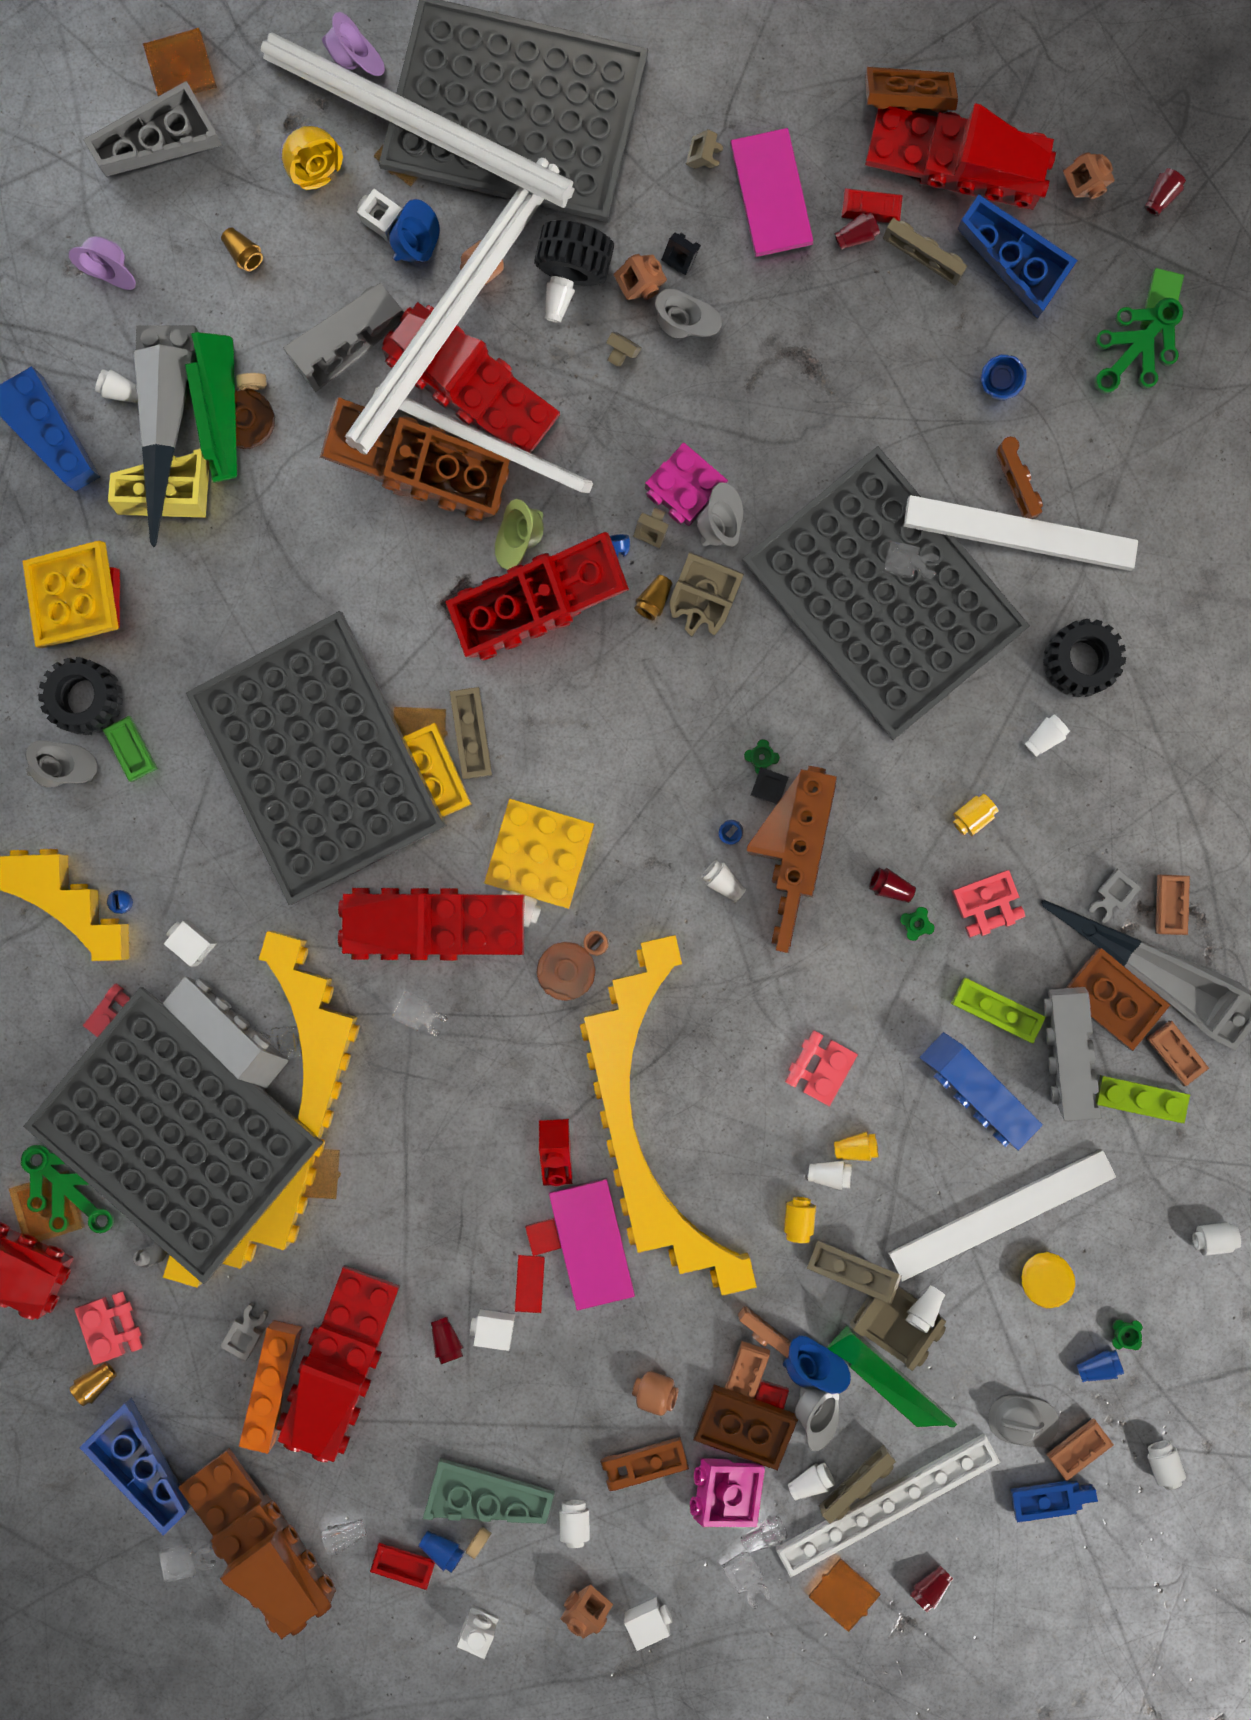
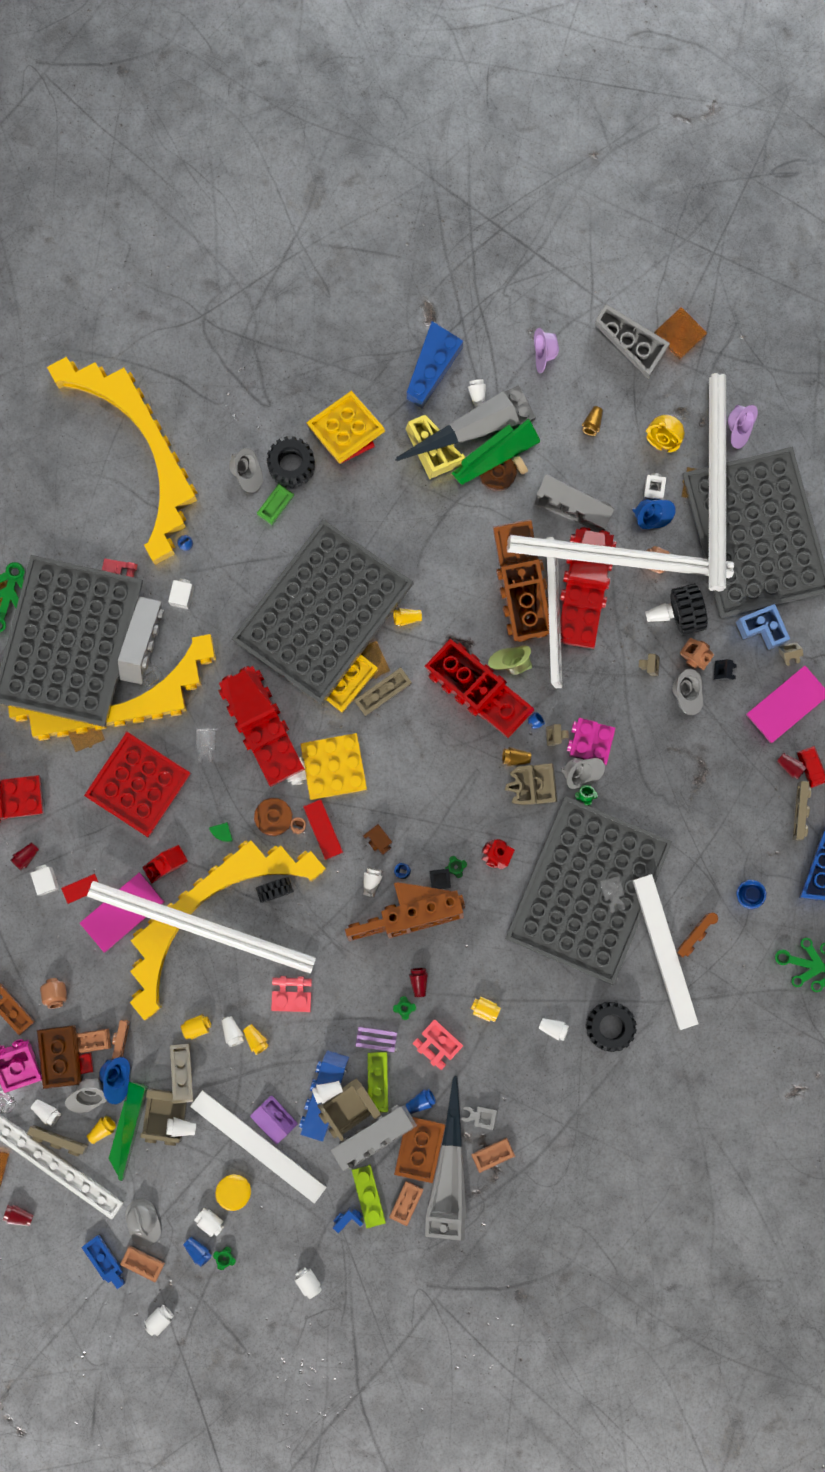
camera: 65 degrees right, 5 degrees down
(382, 648) = (406, 616): none -> yellow cone
(425, 1136) = (137, 784): none -> red plate
(543, 1236) = (113, 880): red tile -> none
(551, 1052) = (221, 832): none -> green tile
(618, 911) = (323, 829): none -> red tile
(650, 158) = (768, 623): none -> medium blue brick
(667, 1148) = (201, 927): none -> white axle
(668, 1019) = (274, 889): none -> black tyre
(672, 842) = (378, 839): none -> reddish brown brick
(752, 523) = (586, 790): none -> green plate
(774, 690) = (497, 854): none -> red brick
(873, 1416) = (103, 1128): none -> yellow cone
(948, 990) = (377, 1047): none -> lavender tile
(977, 1175) = (273, 1120): none -> medium lavender panel
(983, 1086) = (326, 1091): none -> white cone
(1018, 1070) = (347, 1109): none -> dark tan panel
(1054, 965) = (421, 1101): none -> blue cone
(1071, 1331) = (209, 1222): none -> white brick
(1158, 1150) = (342, 1220): none -> blue bracket

